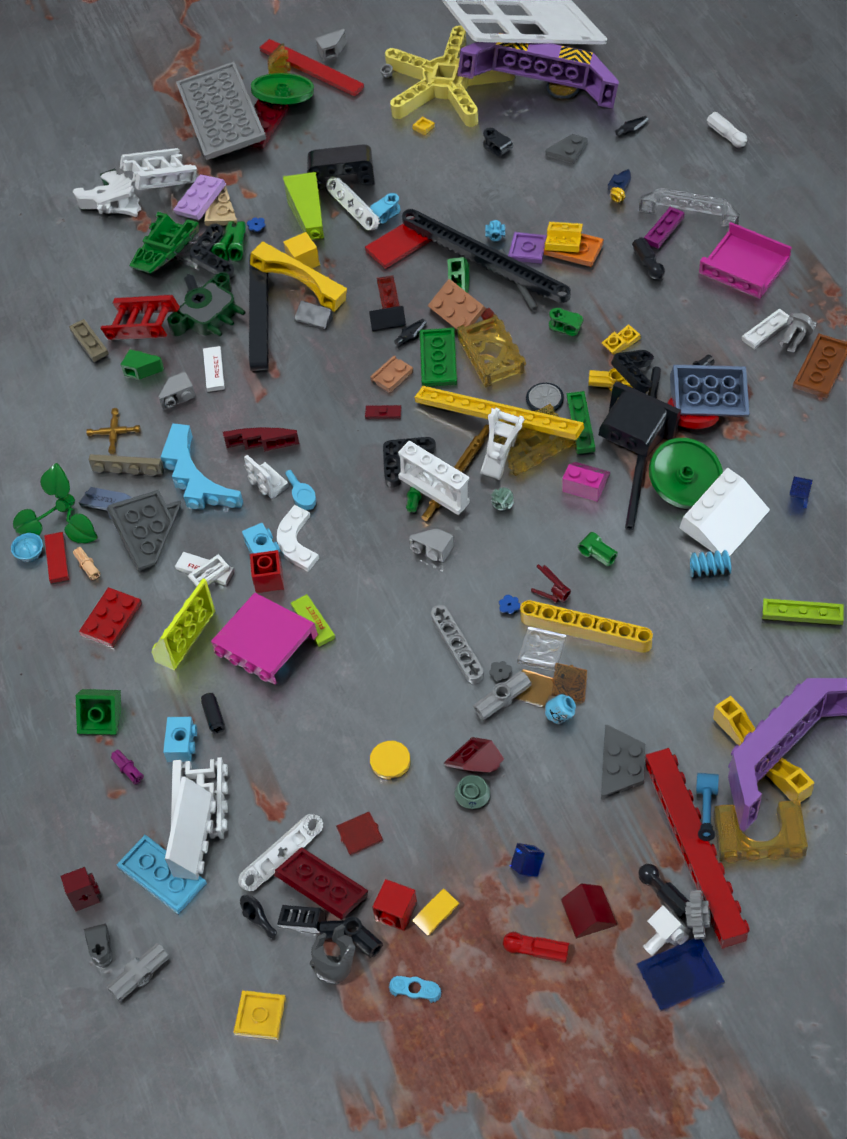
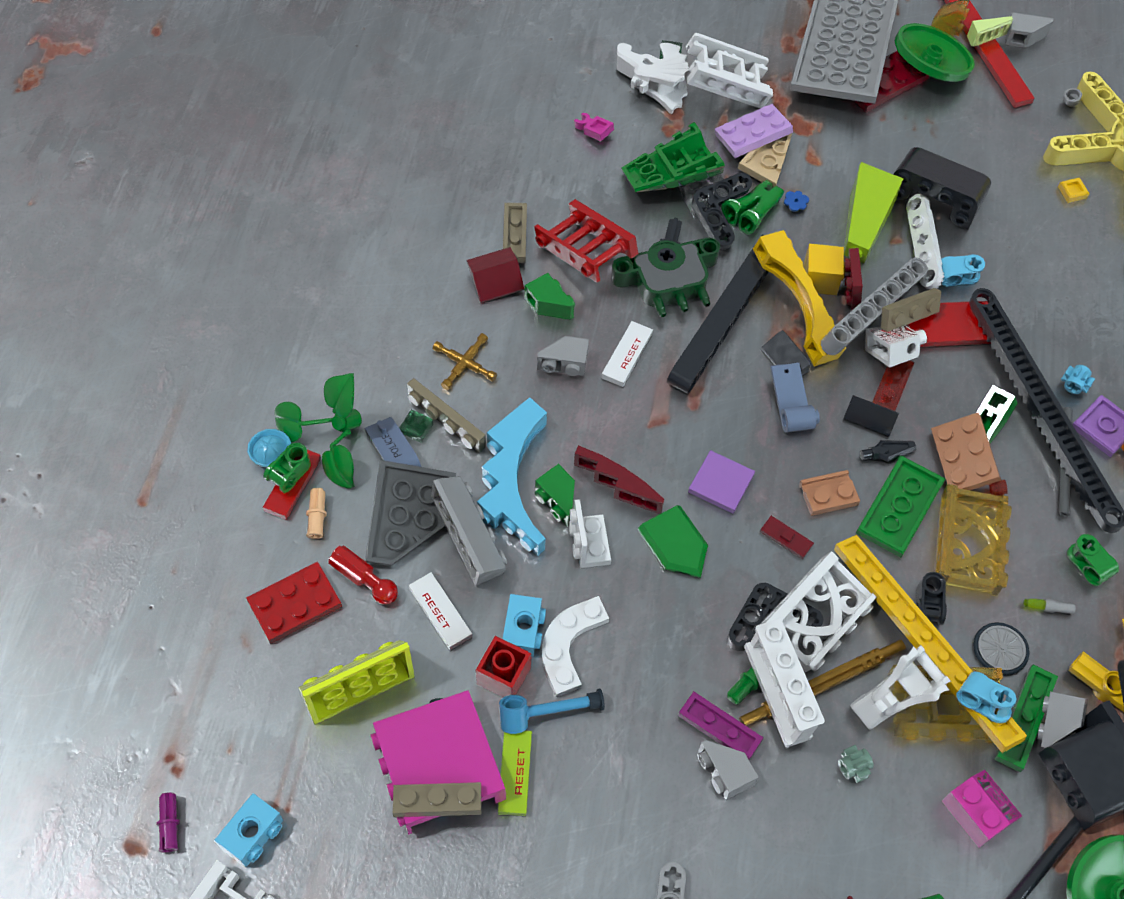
camera: 25 degrees right, 5 degrees up
(49, 546) = (286, 470): none -> green piece
(93, 251) = (596, 128): none -> dark pink plate
(96, 370) = (496, 274): none -> dark red slope
(98, 711) = (190, 722): green slope -> none
(111, 481) = (416, 425): none -> clear green tile
(161, 577) = (361, 573): none -> red piece
(189, 514) = (467, 529): none -> light grey slope
(210, 574) = (438, 631): white tile -> none
(212, 713) = (312, 820): black piece -> none
(229, 466) = (557, 491): none -> green slope
(279, 650) = (437, 799): none -> dark tan plate
(291, 588) = (516, 713): none -> dark azure piece
(302, 493) = (617, 586): medium azure piece -> none
(307, 57) = (988, 29): none -> yellowish green slope
(319, 452) = (675, 541): none -> green tile
(323, 404) = (721, 482): none -> medium lavender tile
(325, 248) = (853, 279): none -> dark red plate
(333, 336) = (792, 399): none -> sand blue door
(347, 255) = (871, 307): none -> light grey beam
(371, 245) = (910, 309): none -> dark tan plate
(373, 270) = (894, 346): none -> white torso
(408, 526) = (719, 725): none -> magenta plate
(419, 415) = (821, 577): none -> white fence
(487, 391) = (932, 602): none -> black piece
(548, 415) = (985, 696): none -> medium azure piece
(557, 359) = (1049, 605): none -> light grey piece
(598, 405) = (1063, 717): none -> light grey slope

